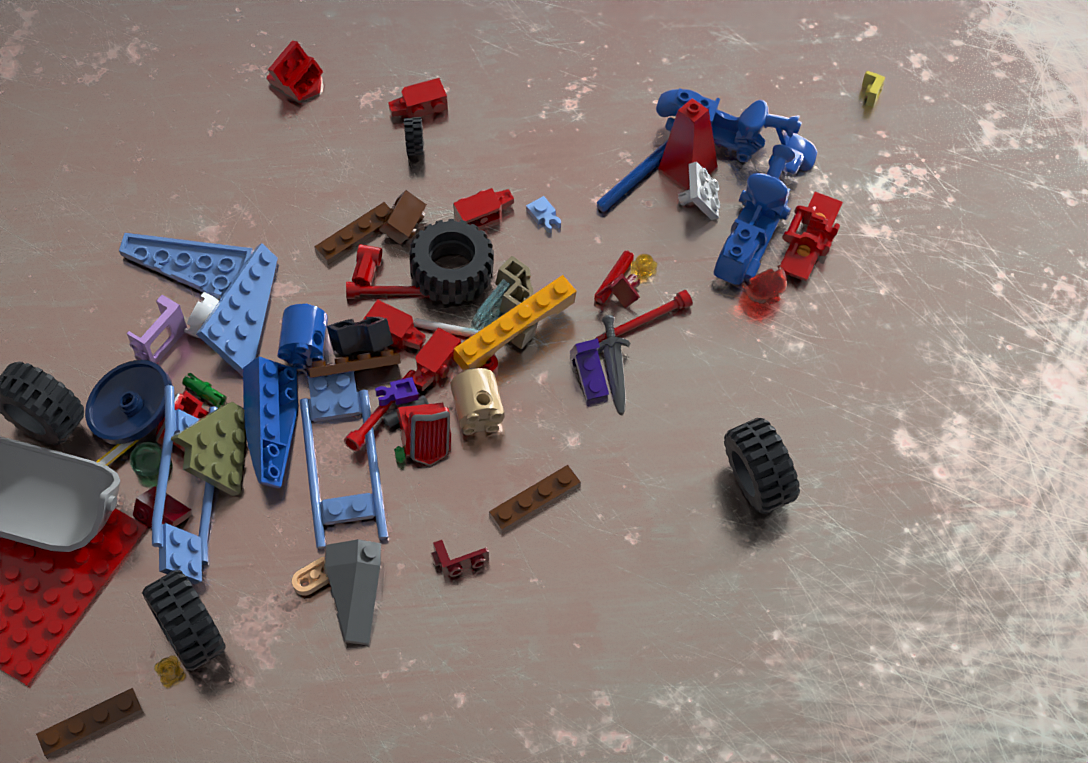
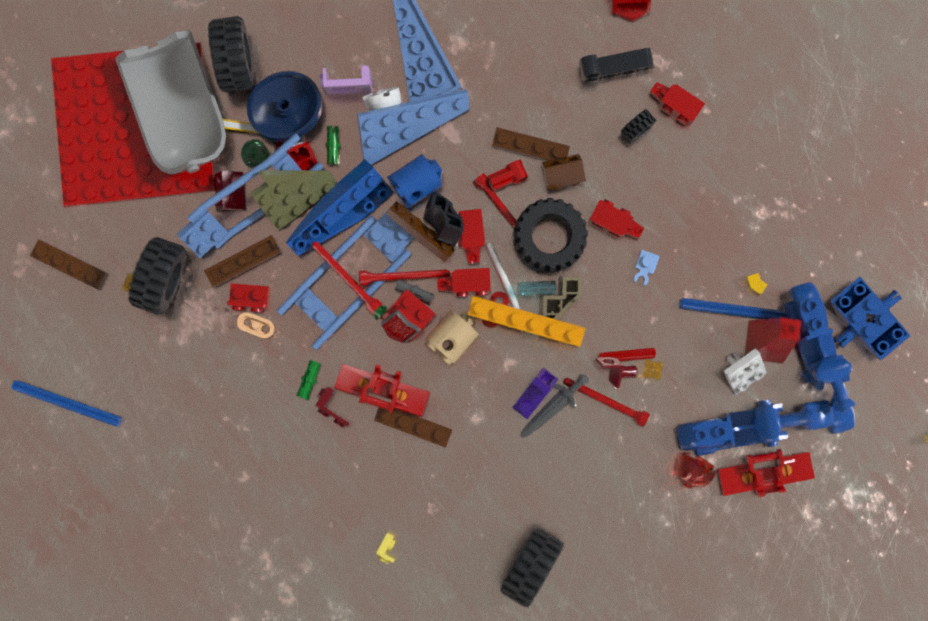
camera: 60 degrees right, 25 degrees up
(240, 545) = (242, 261): none -> reddish brown plate
(281, 565) = (248, 296): none -> red bracket
(336, 136) = (615, 65): none -> black beam
(353, 578) = (266, 355): dark grey wedge -> none
(385, 452) = (371, 303): none -> red piece
(401, 391) = (422, 280): dark purple plate -> none
(411, 563) = (308, 379): none -> green pin
(476, 499) = (385, 385): none -> red piece
(629, 142) = (755, 283): none -> yellow piece
(638, 601) = (387, 544): none -> light yellow bracket
(730, 79) = (883, 331): none -> blue slope

